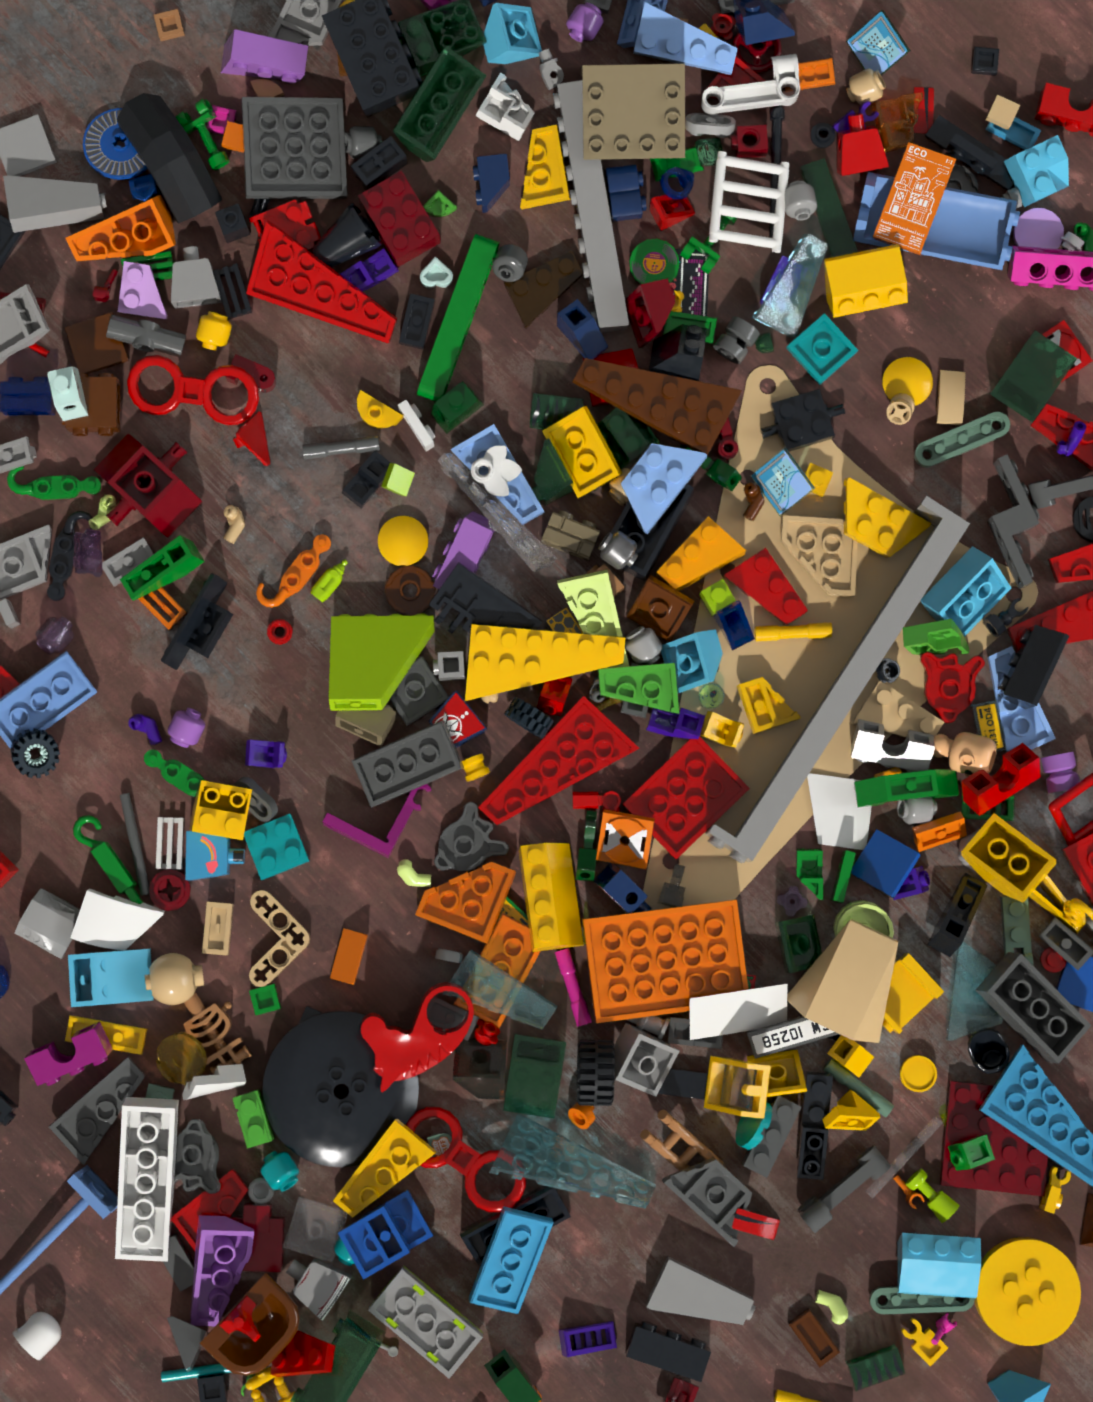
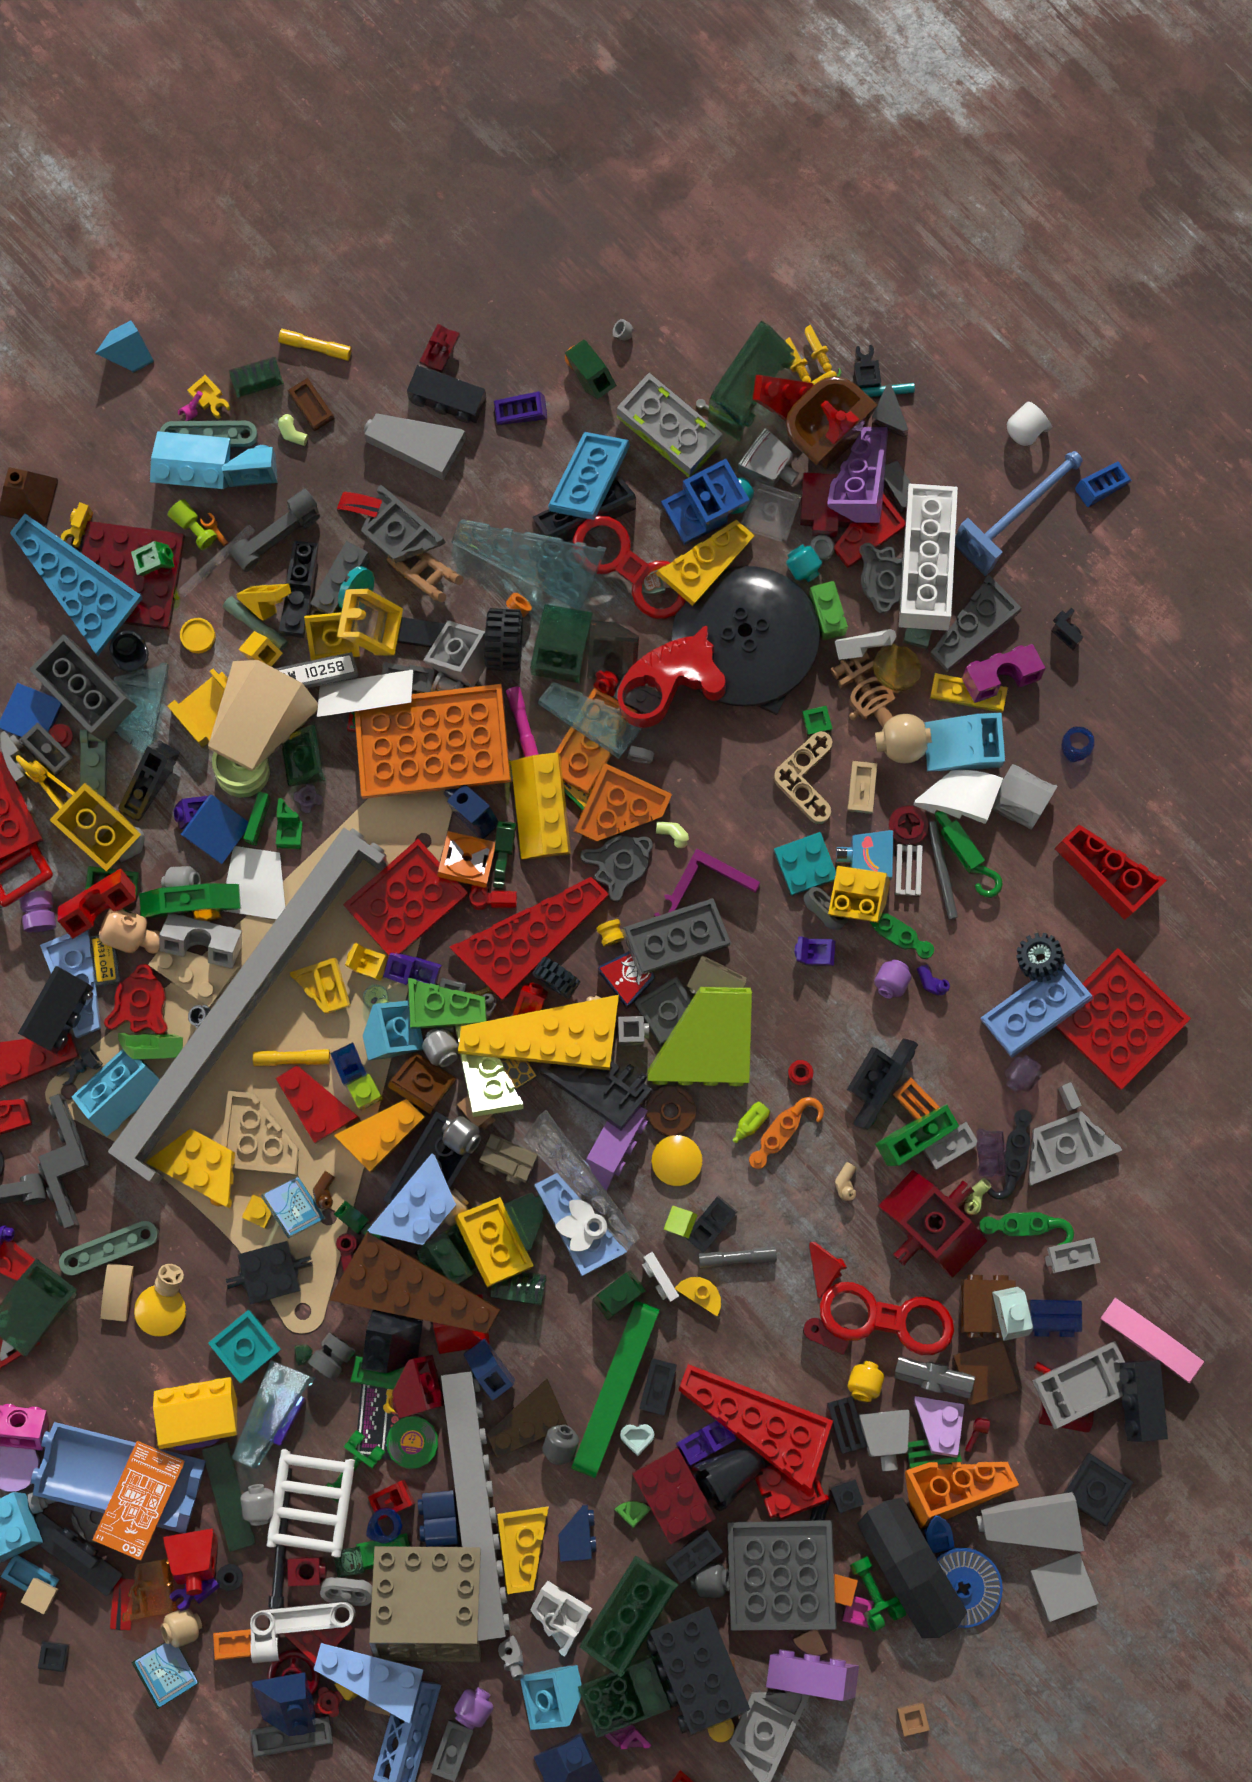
camera: 175 degrees left, 5 degrees down
(349, 956) = (736, 758): orange slope -> none
(672, 892) = (422, 807): clear smoke piece -> none
(871, 1261) = (252, 467): none -> medium azure slope
(939, 831) = (160, 859): orange plate -> none
(1027, 1291) = (109, 437): yellow brick -> none

